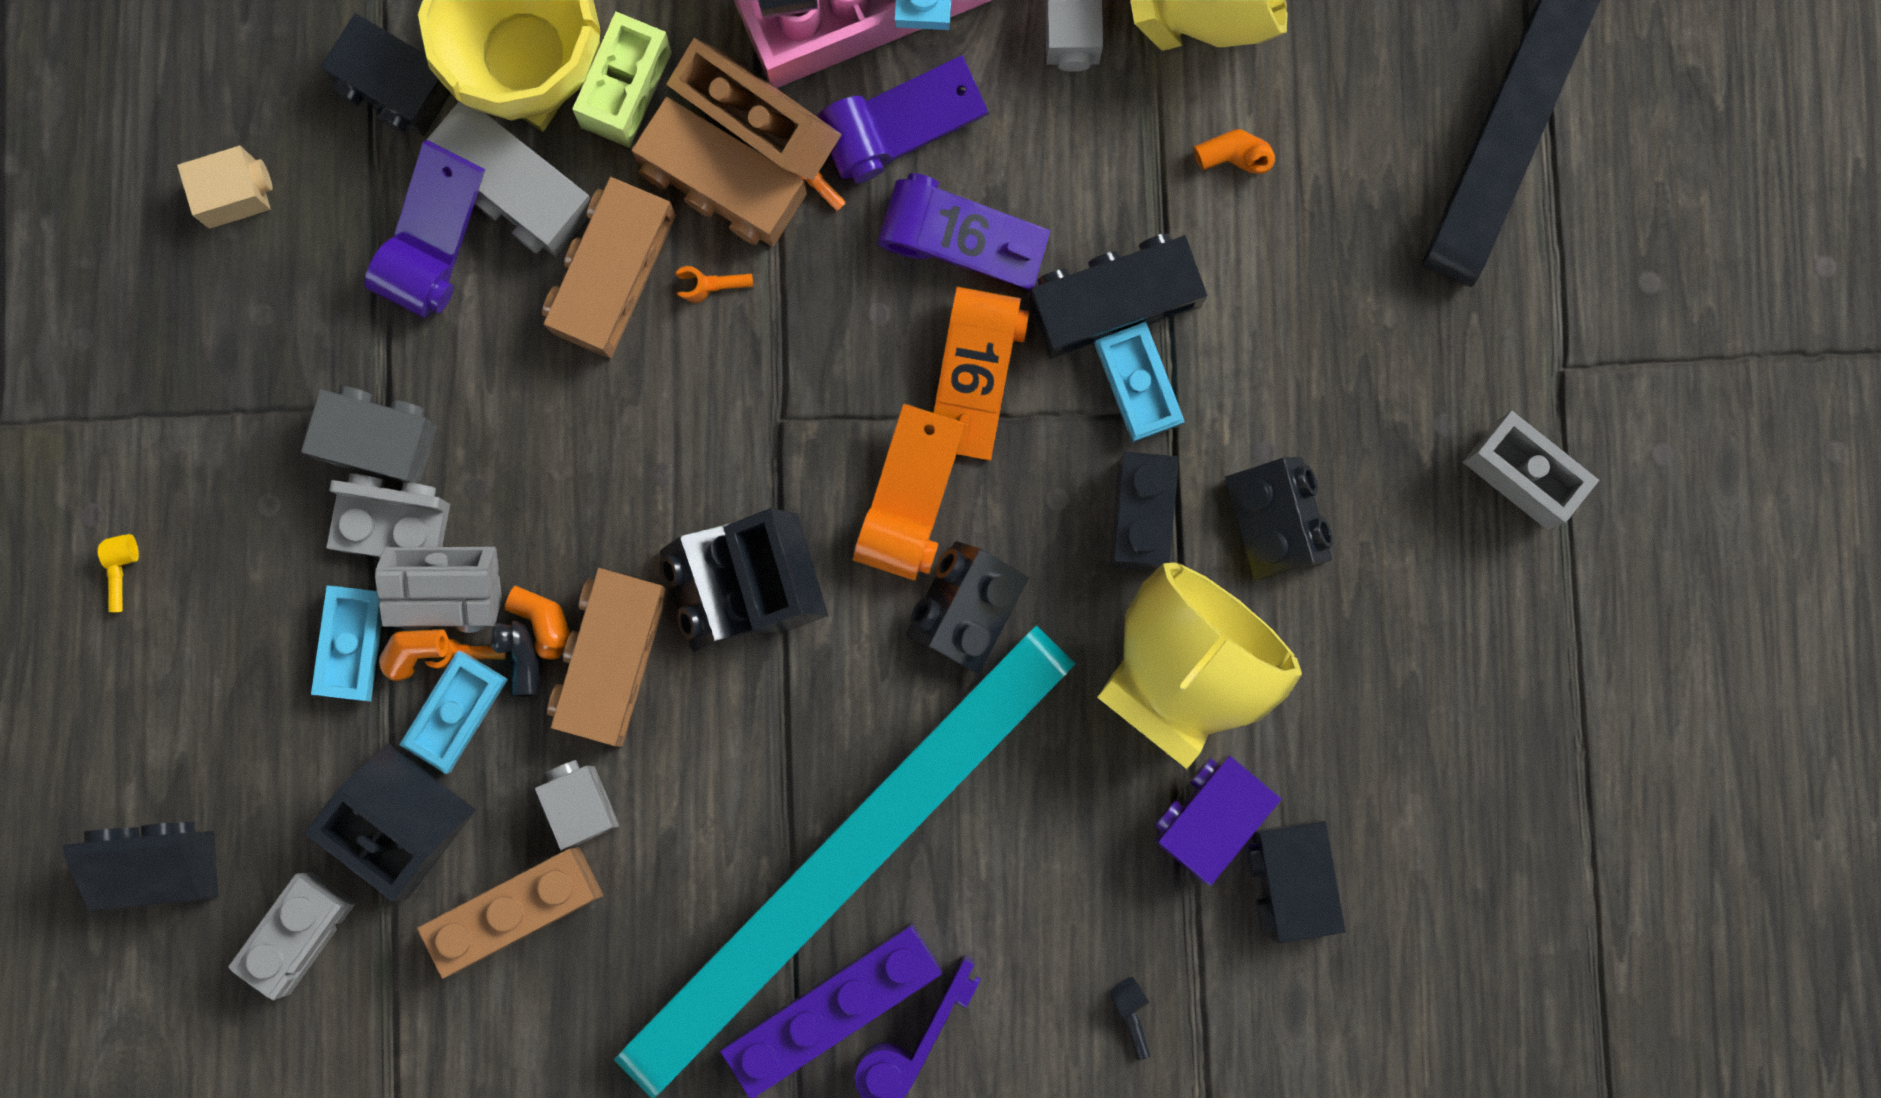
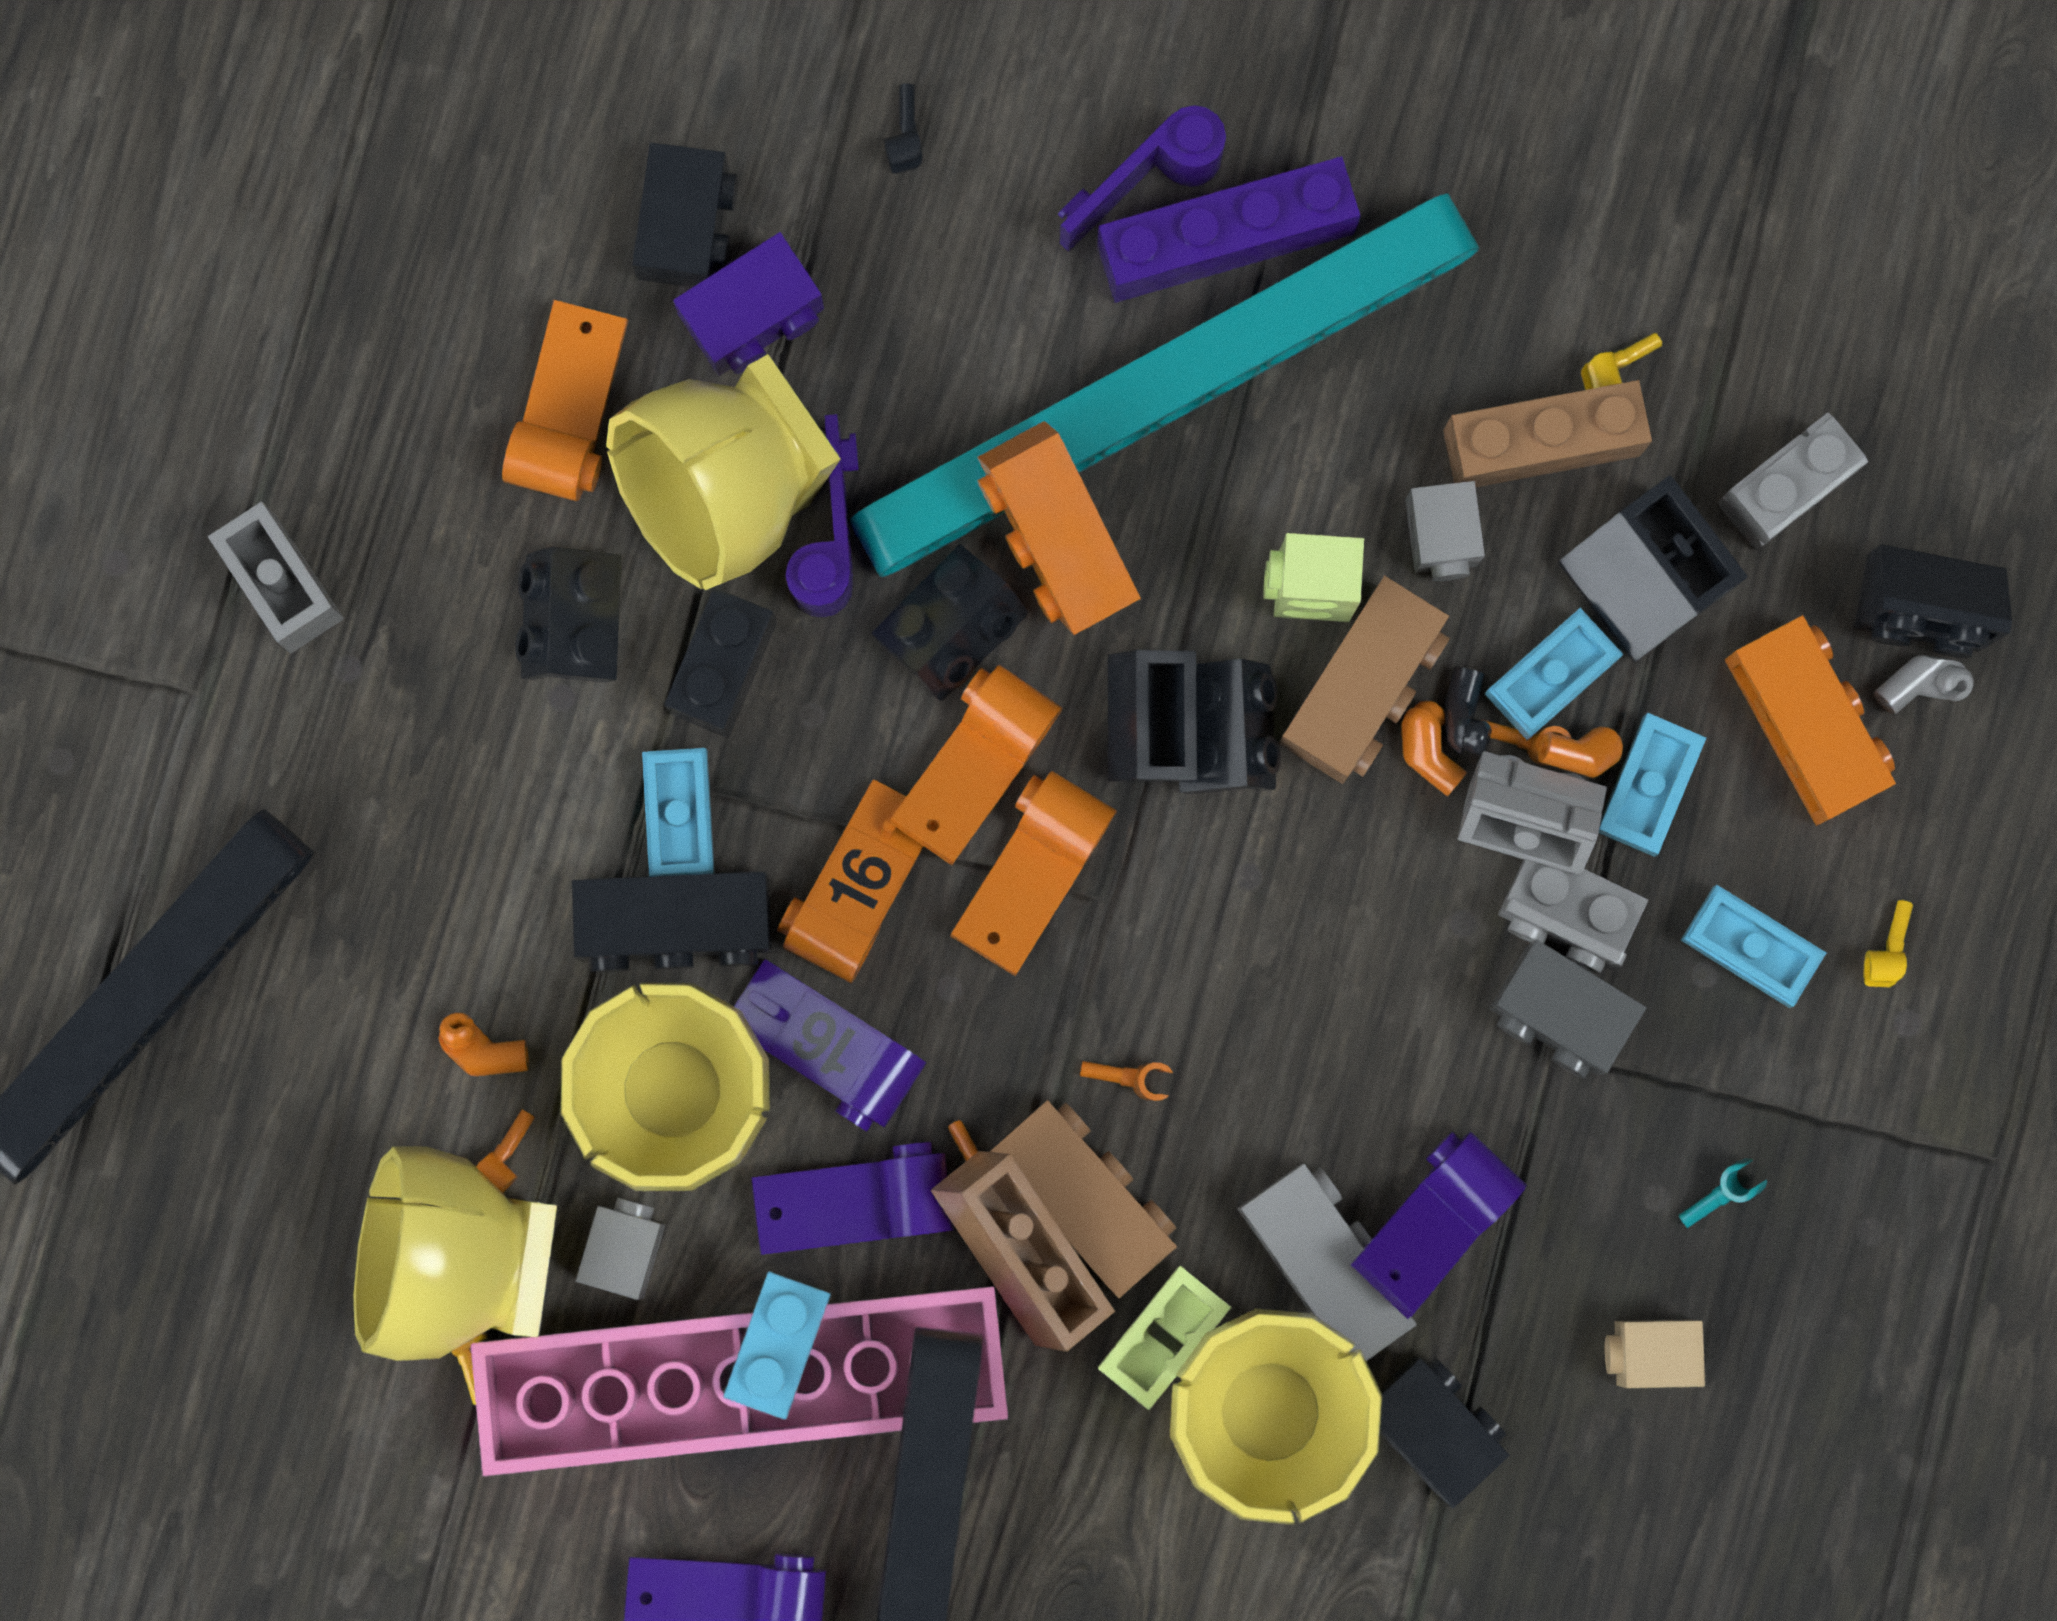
camera: 165 degrees left, 0 degrees up
(142, 804) = (1925, 677): none -> light grey arm
(201, 333) = (1727, 1191): none -> teal hand
(226, 736) = (1812, 719): none -> orange brick
(230, 535) = (1753, 946): none -> medium azure plate
(481, 984) = (1604, 367): none -> yellow hand
(608, 267) = (1243, 1126): medium nougat brick -> none
(671, 726) = (1315, 577): none -> yellowish green brick
(836, 422) = (1033, 870): none -> orange door
(901, 701) = (1056, 529): none -> orange brick
(1076, 143) = (664, 1087): none -> light yellow plate
(1081, 610) = (822, 571): none -> dark purple door
(1194, 58) = (493, 1164): none -> orange hand
(1340, 692) = (566, 404): none -> orange door

